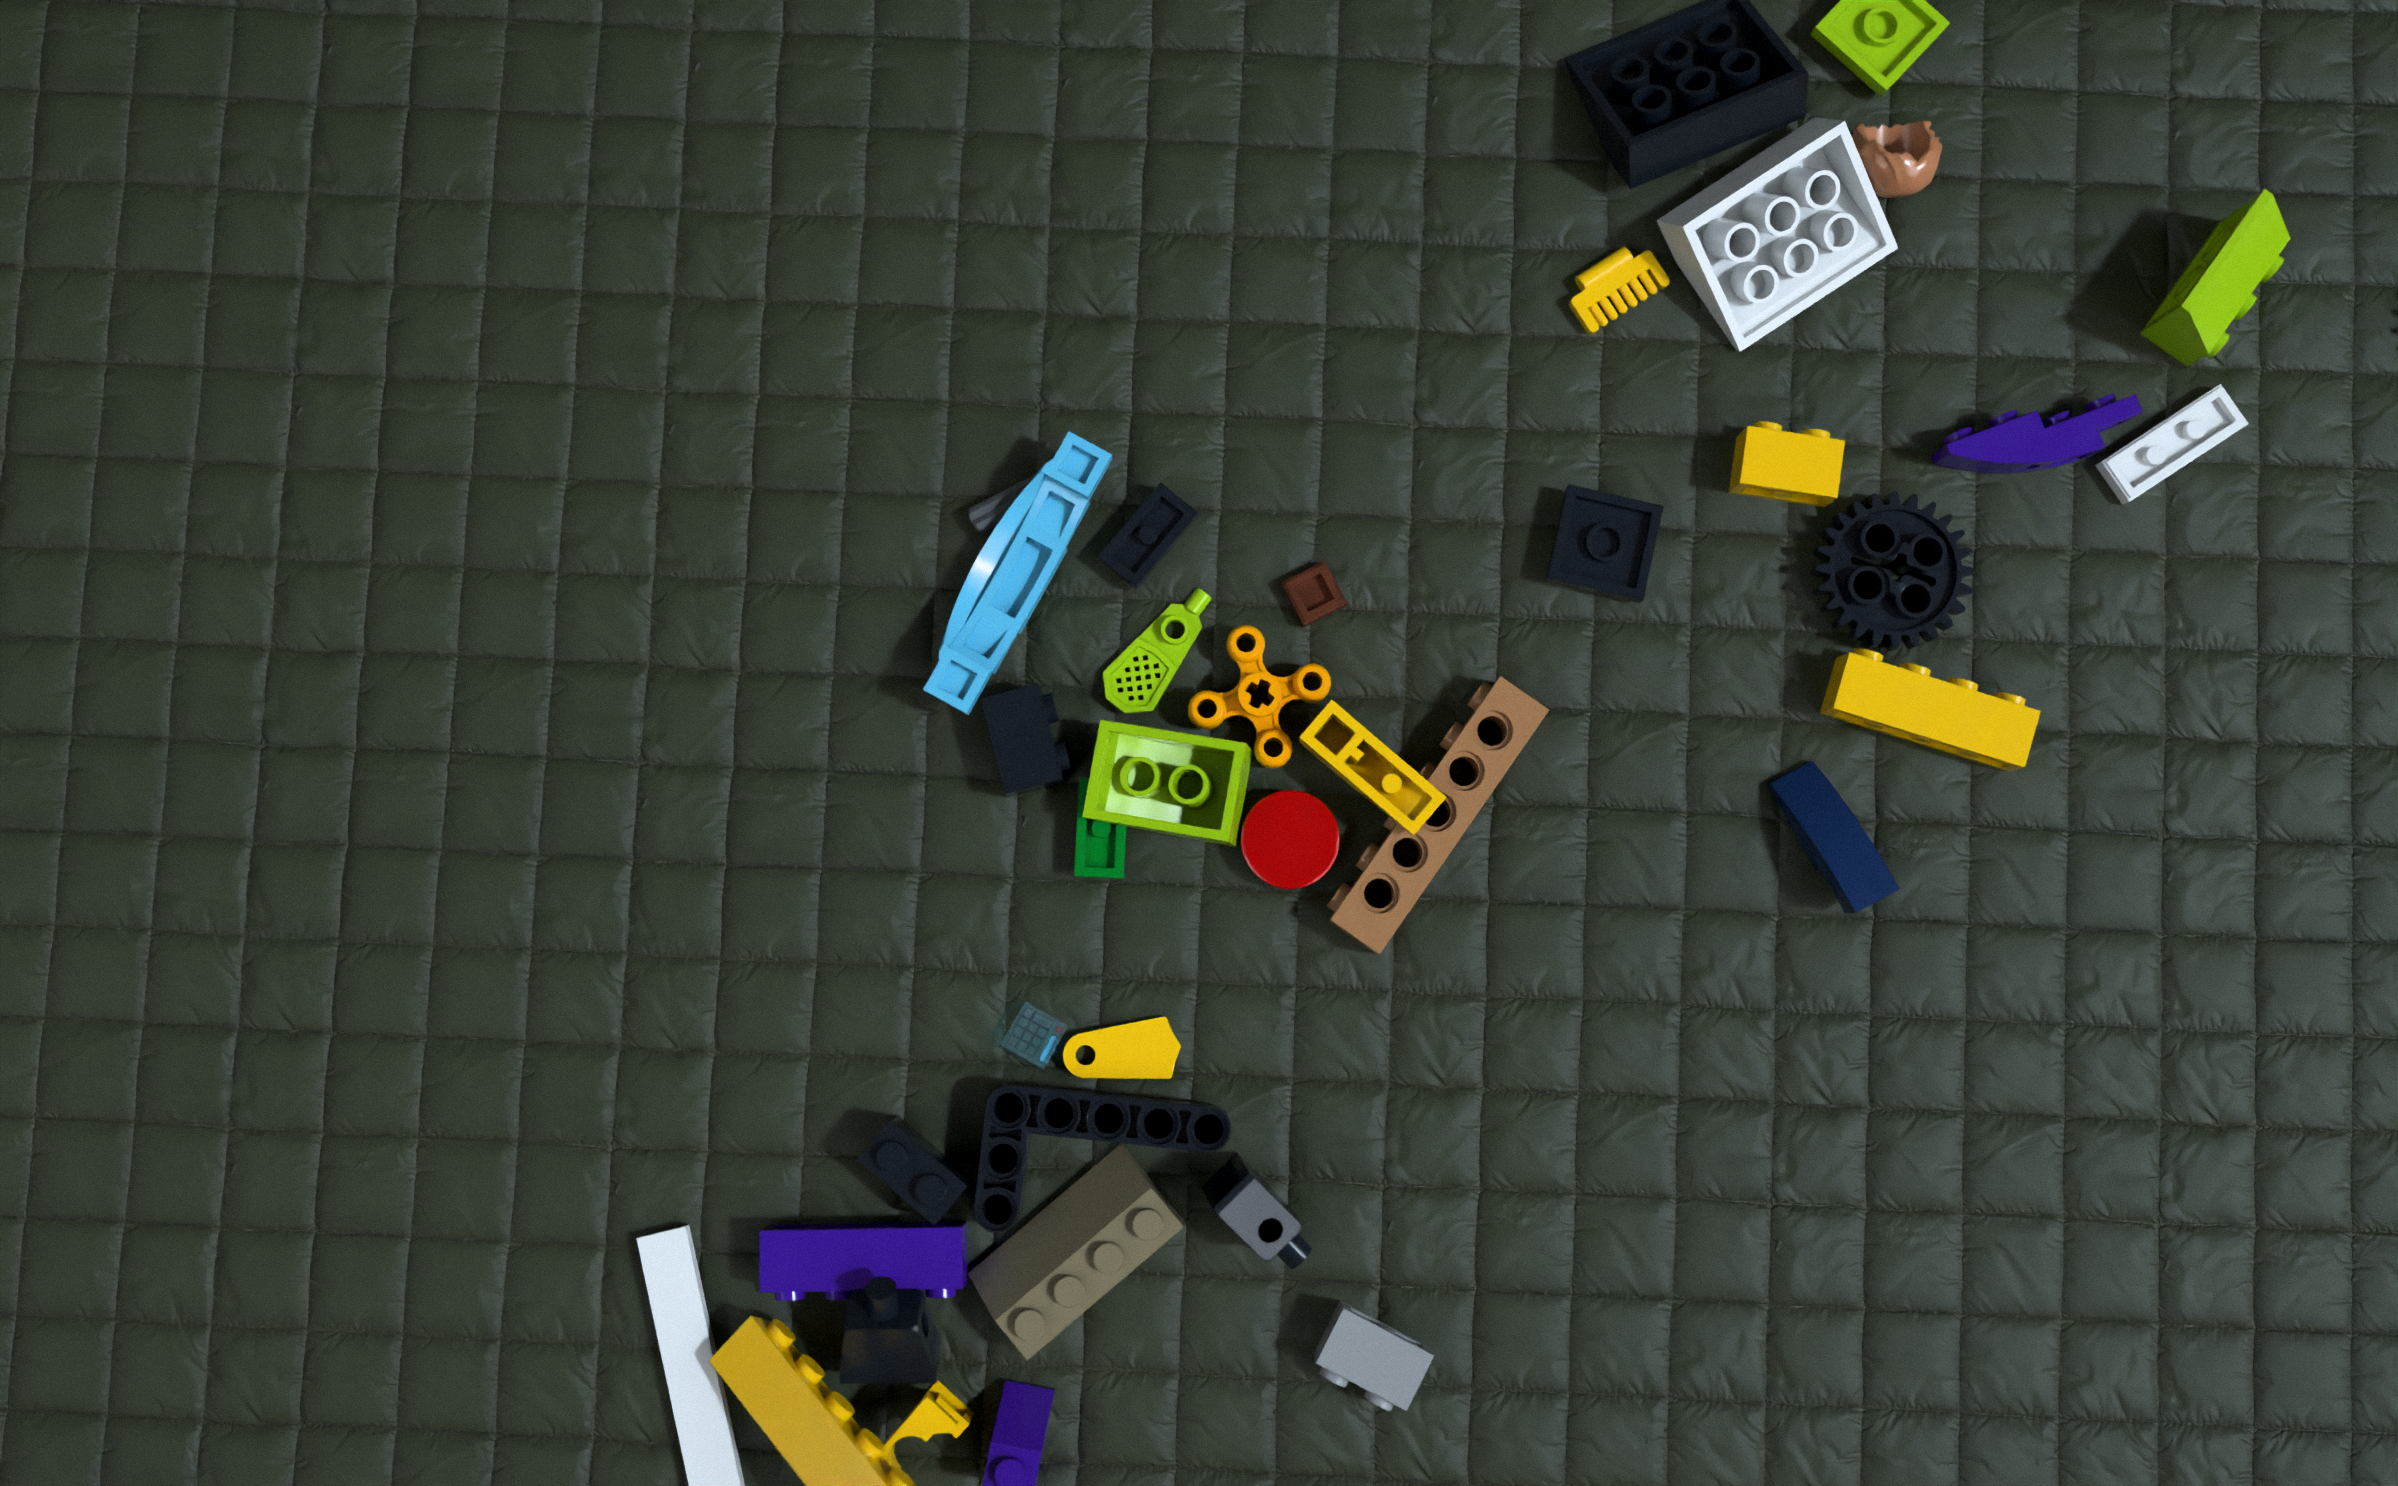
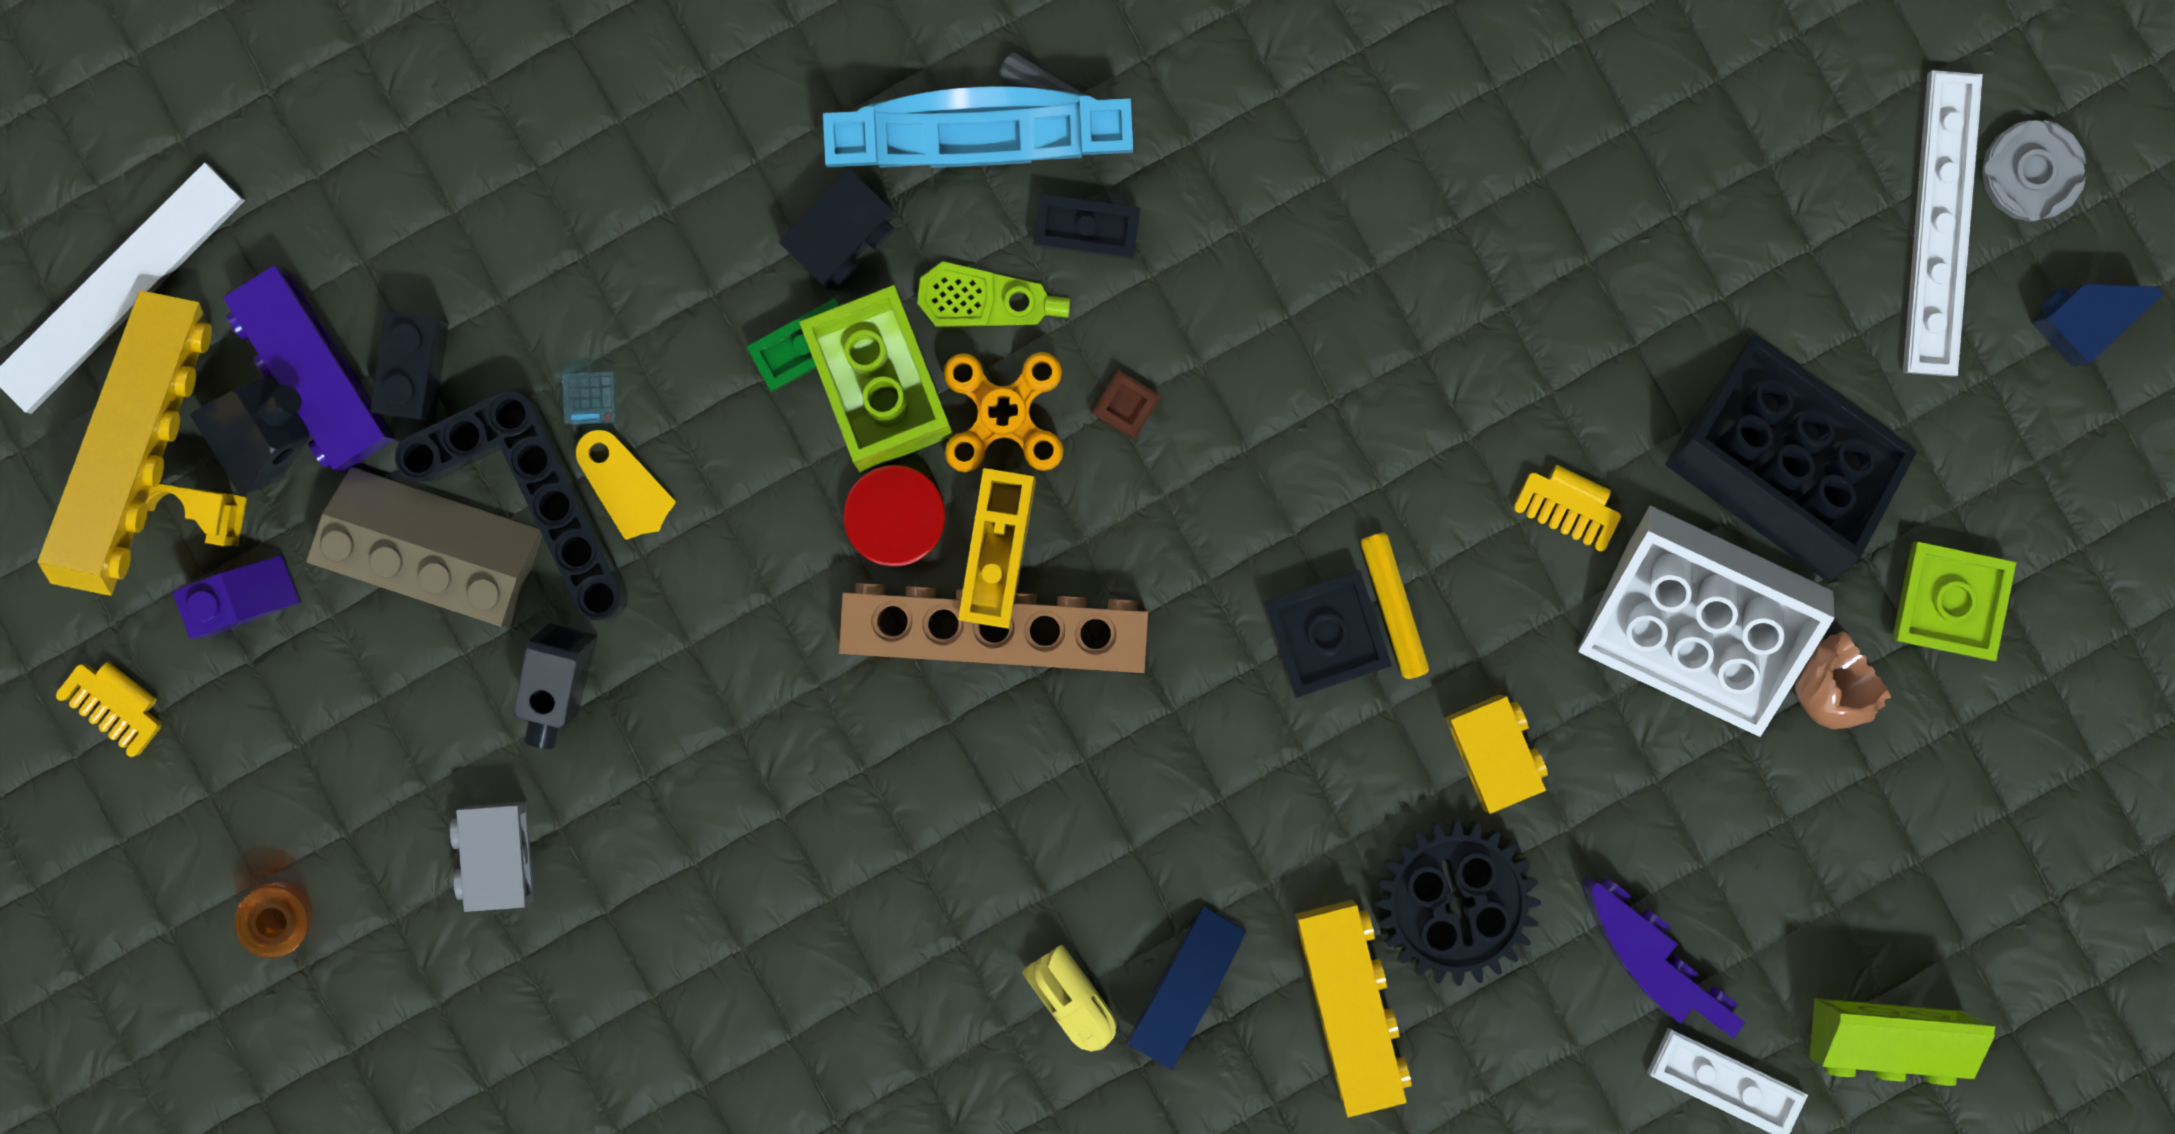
camera: 55 degrees right, 5 degrees up
(1613, 475) = (1394, 605): none -> yellow axle
(1786, 939) = (1072, 999): none -> light yellow arm

